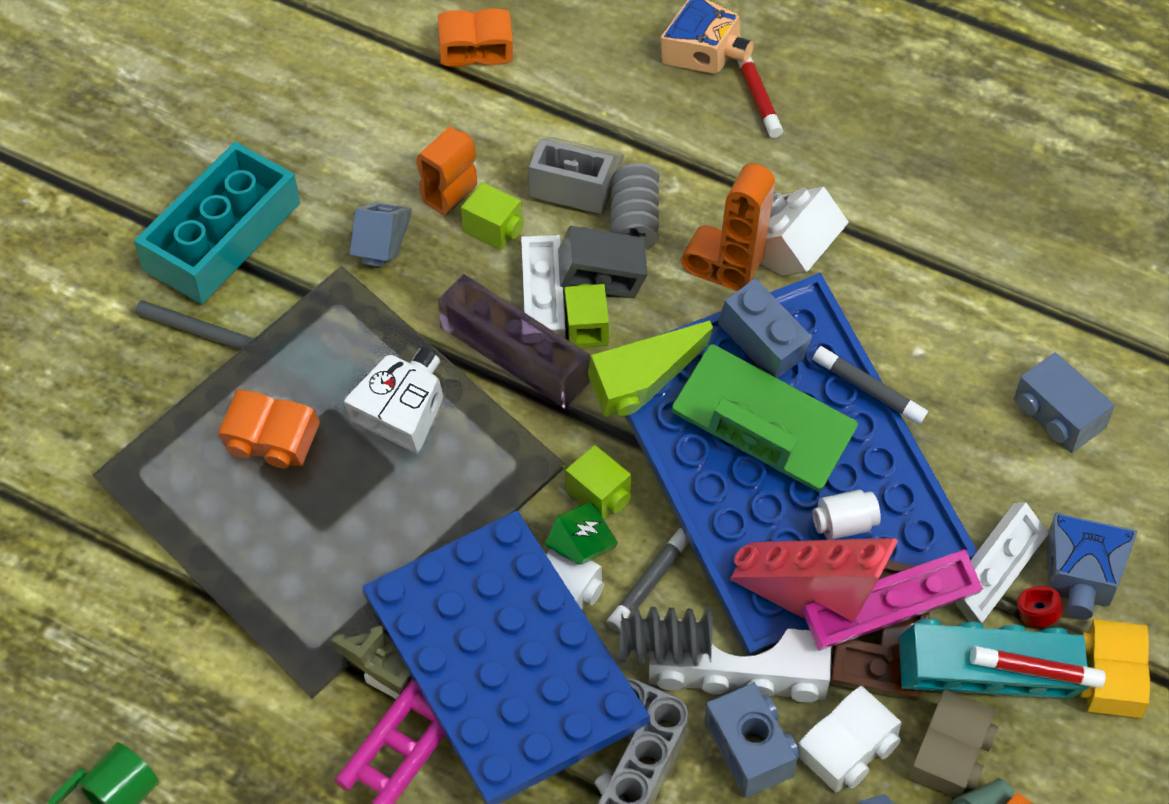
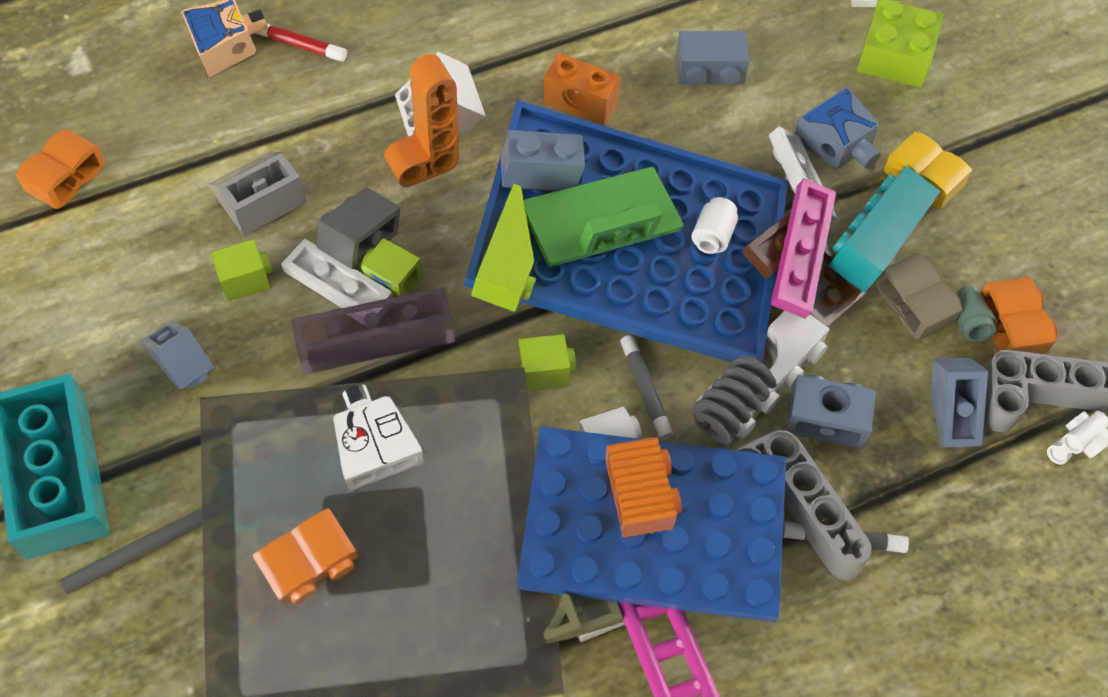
camera: 55 degrees left, 5 degrees up
(447, 170) = (175, 267): orange brick -> none
(510, 610) = (642, 487): none -> orange brick
(581, 534) = (587, 403): green slope -> none
(636, 202) = (325, 173): light grey piece -> none
(822, 571) = (776, 262): coral slope -> none
(850, 739) = (873, 350): white brick -> none
(870, 385) = (630, 139): dark grey bar -> none
(914, 323) = (581, 89): none -> orange brick
(1037, 667) = (916, 204): red bar -> none
(1039, 606) = (849, 178): red tile -> none

